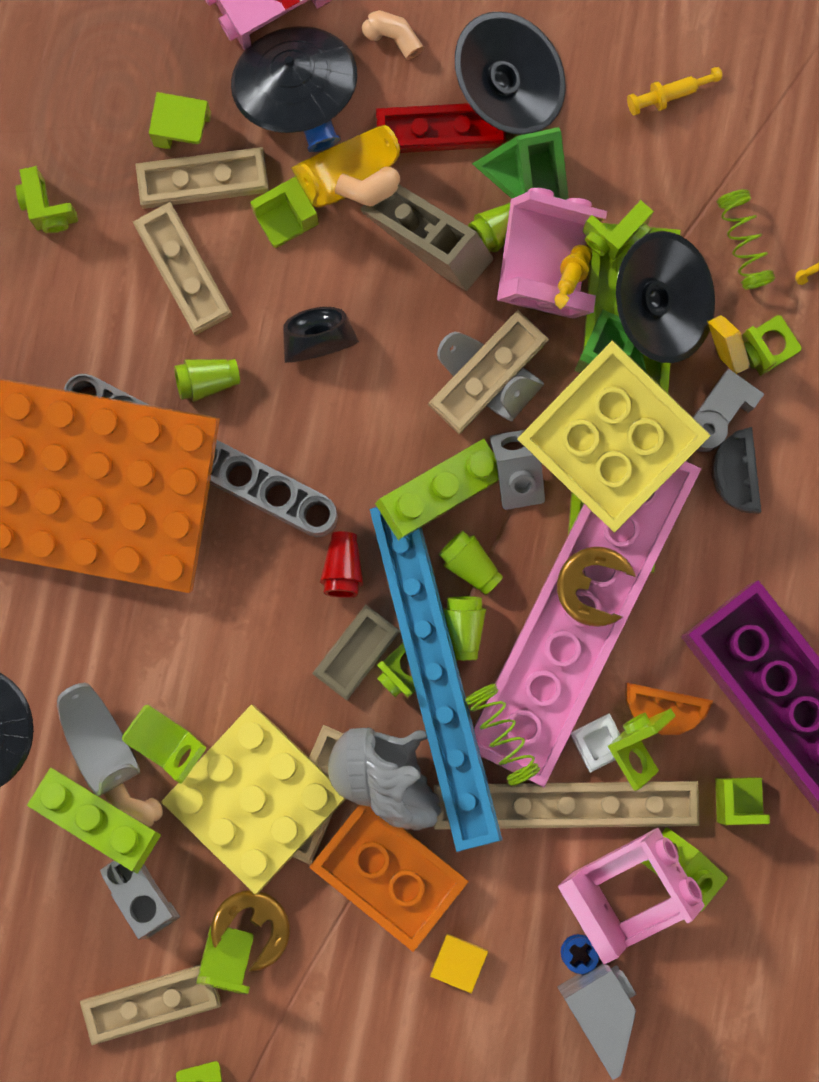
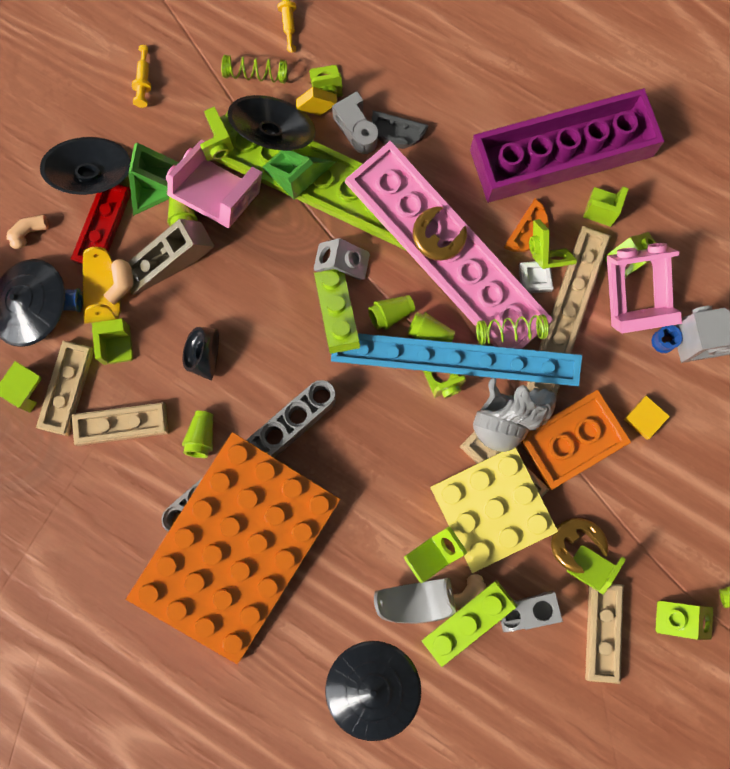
camera: 65 degrees left, 5 degrees down
(34, 198) = (25, 505): lime bracket -> none
(342, 566) = (361, 393): red cone -> none
(356, 652) = (420, 407): dark tan tile -> none
(488, 372) = (272, 253): tan tile -> none
(512, 397) = (277, 253): light grey piece -> none
(573, 270) = (230, 173): yellow piece -> none
(613, 436) = (349, 180): light yellow plate -> none

